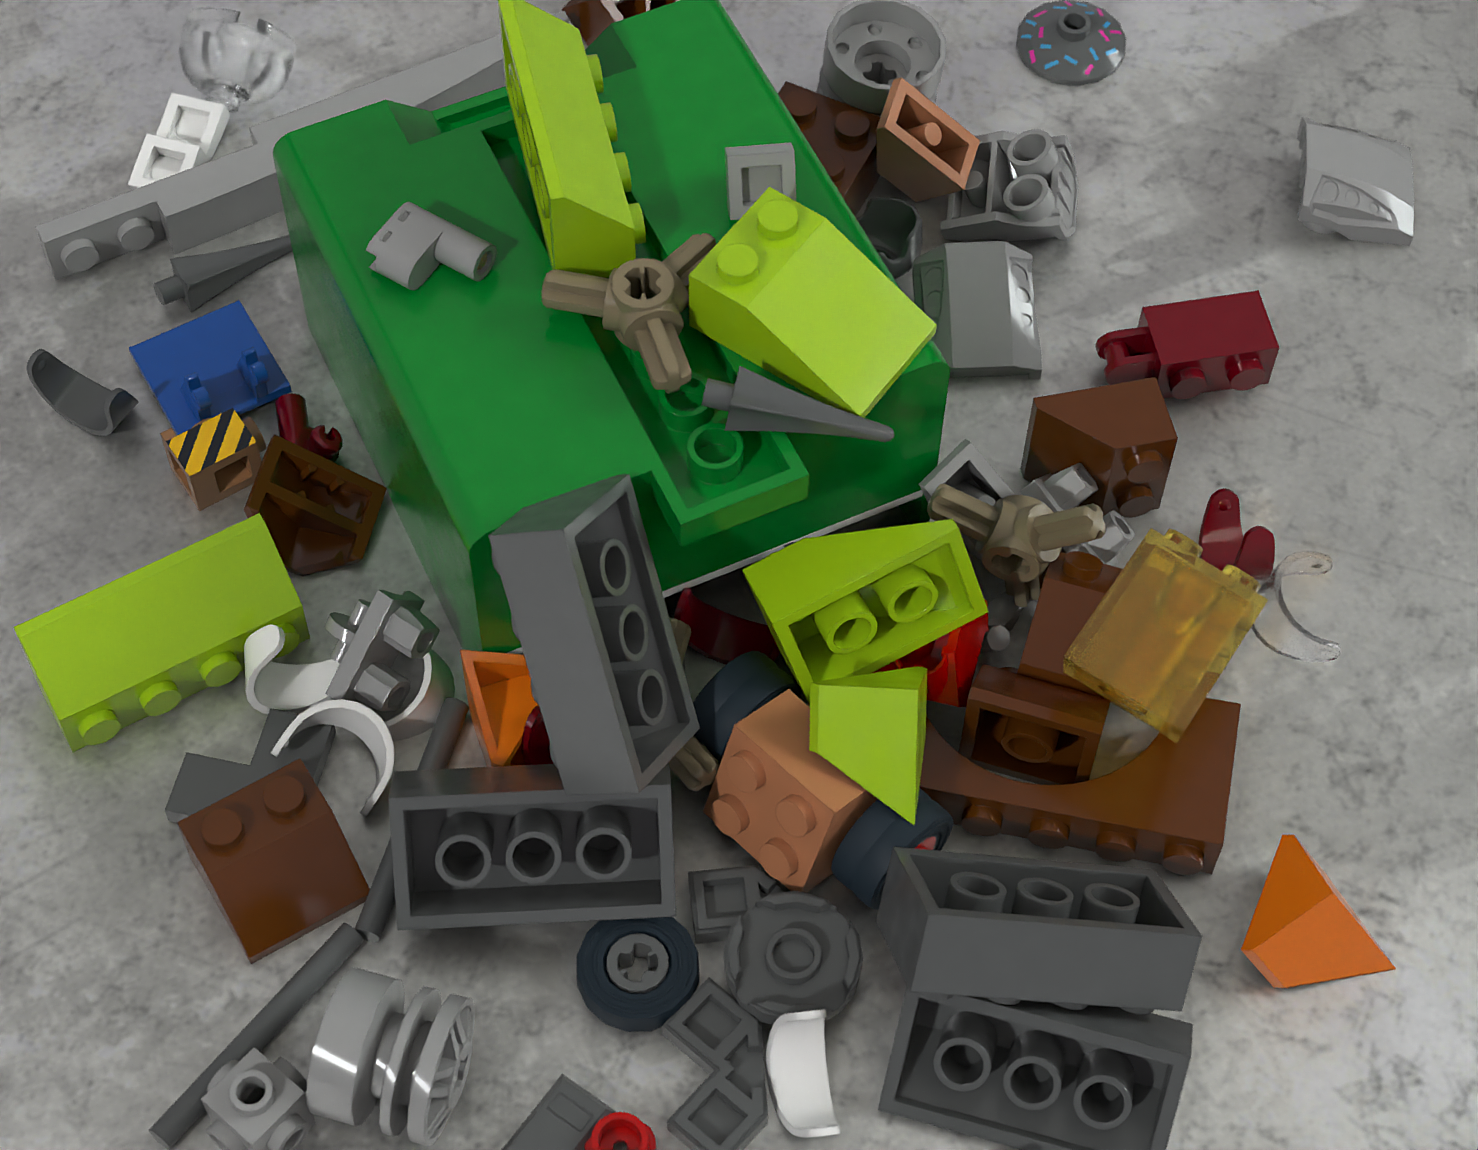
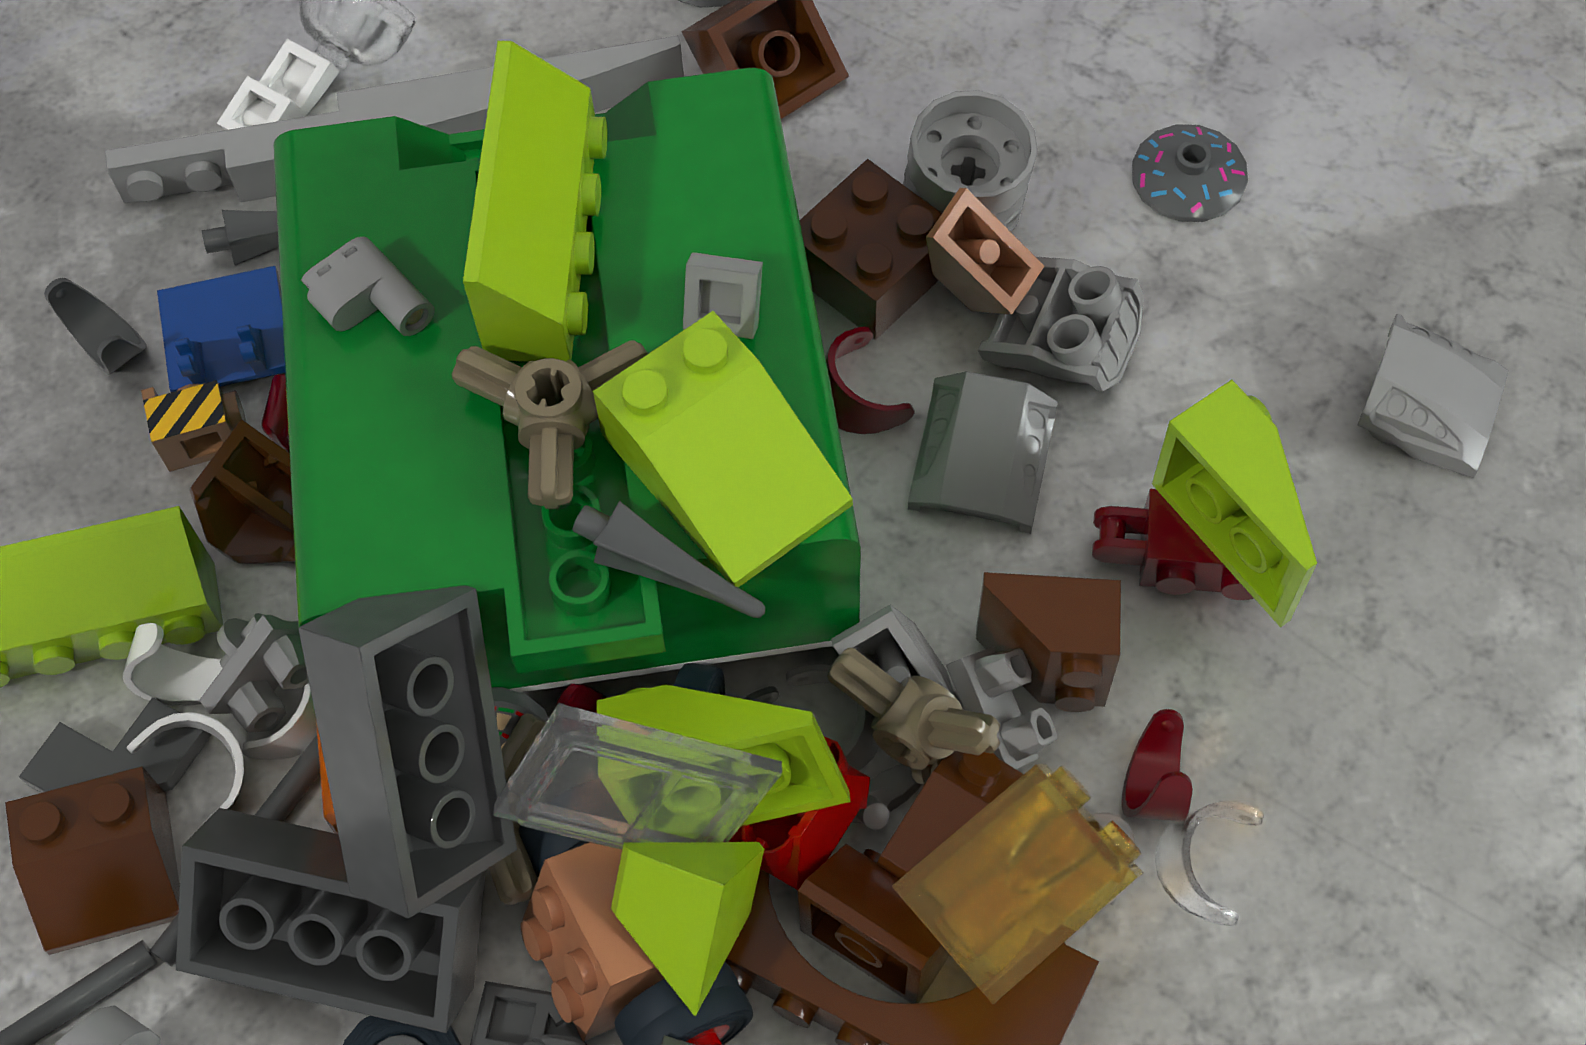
camera: 20 degrees right, 5 degrees up
(802, 624) = (632, 783): none -> clear piece
(894, 232) = (908, 350): dark grey hair -> none
(1235, 287) = (1236, 492): none -> lime slope

